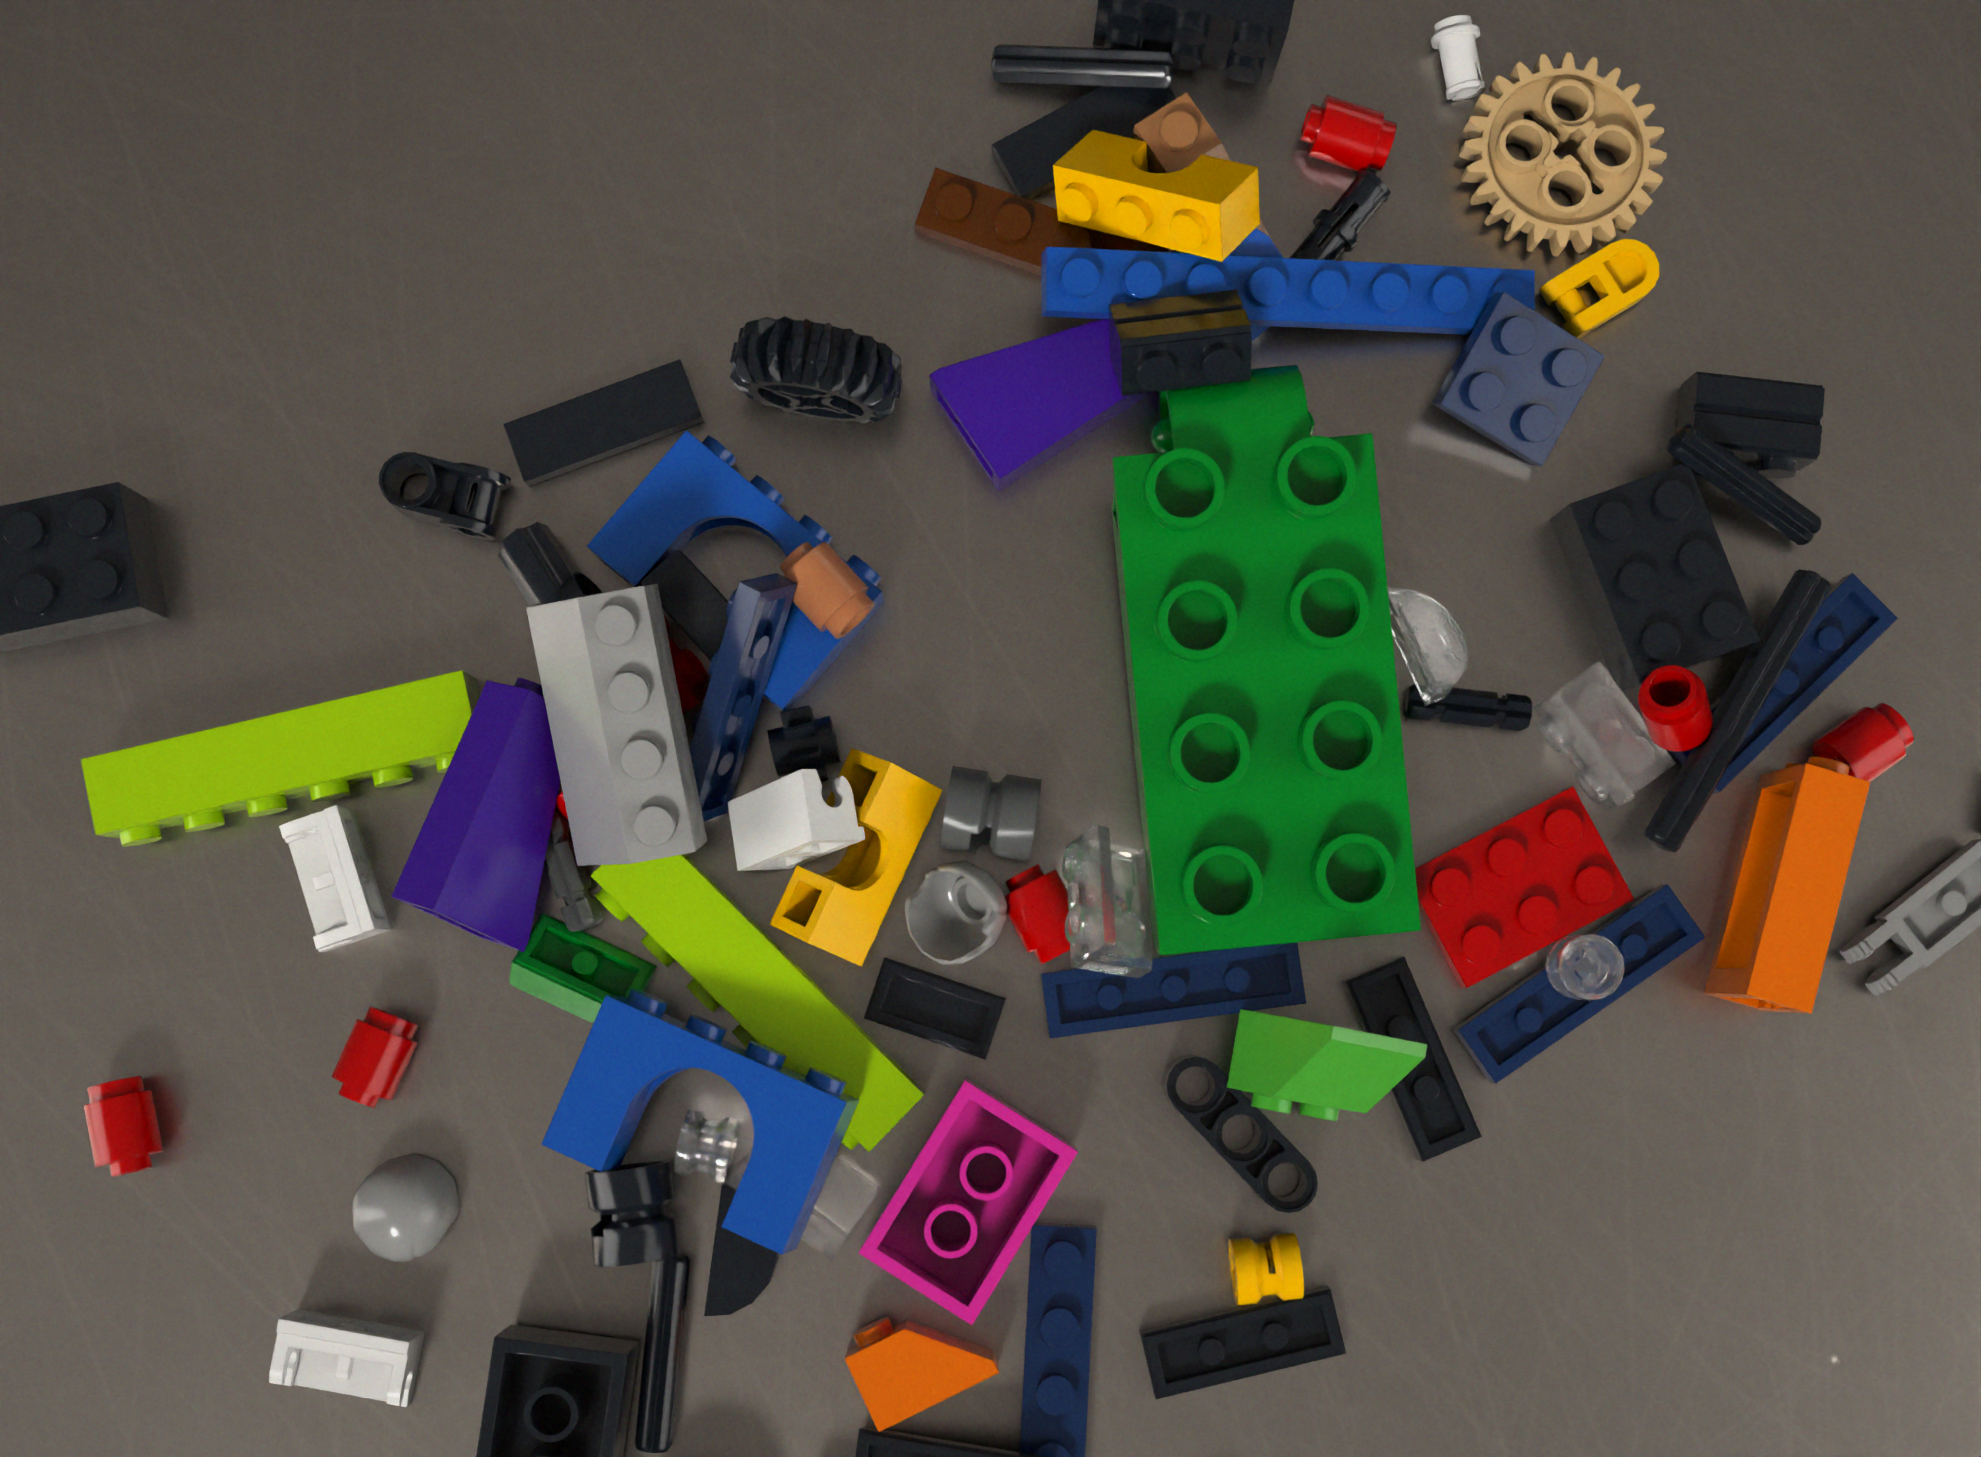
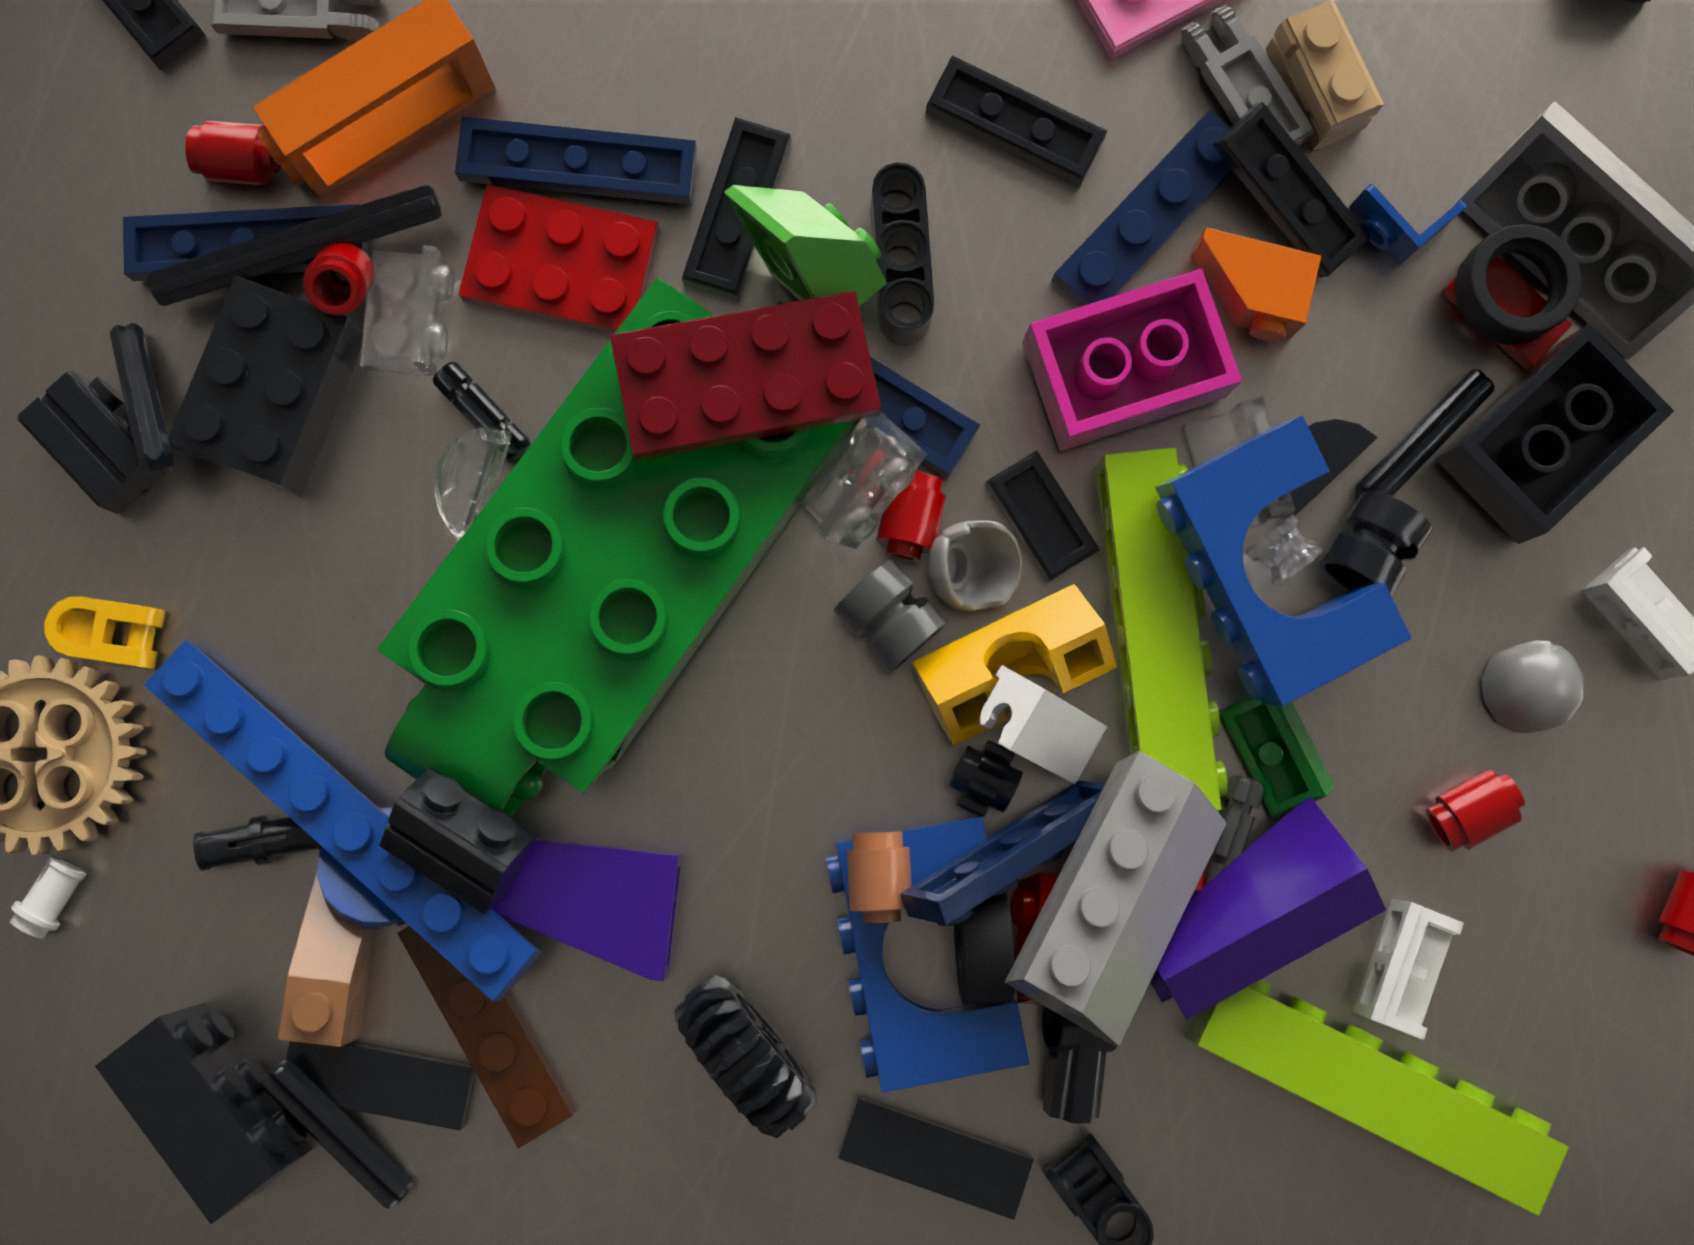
camera: 145 degrees left, 0 degrees up
(1193, 210) = (356, 934): yellow arch -> none
(1251, 1273) = (960, 151): yellow wheel -> none
(1273, 897) = (745, 375): none -> dark red plate
(1348, 134) = (185, 907): red brick -> none
(1518, 379) = (230, 613): dark blue plate -> none
(1599, 967) = (558, 147): clear wheel -> none

